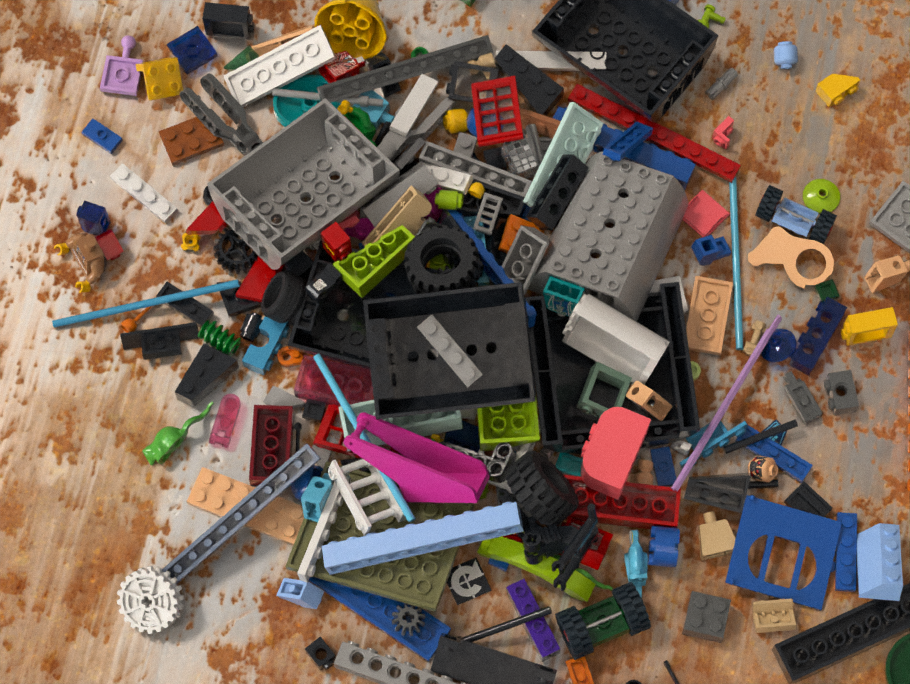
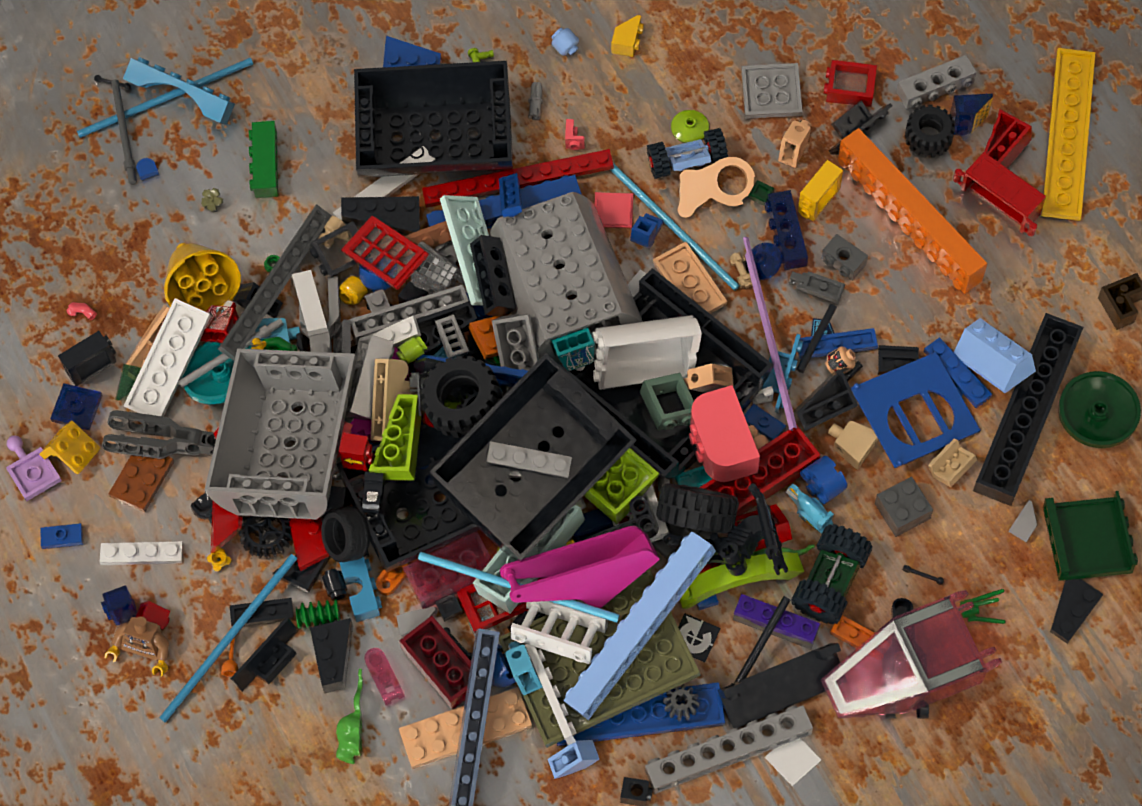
camera: 40 degrees left, 5 degrees down
(476, 190) = (426, 325): yellow hinge -> none

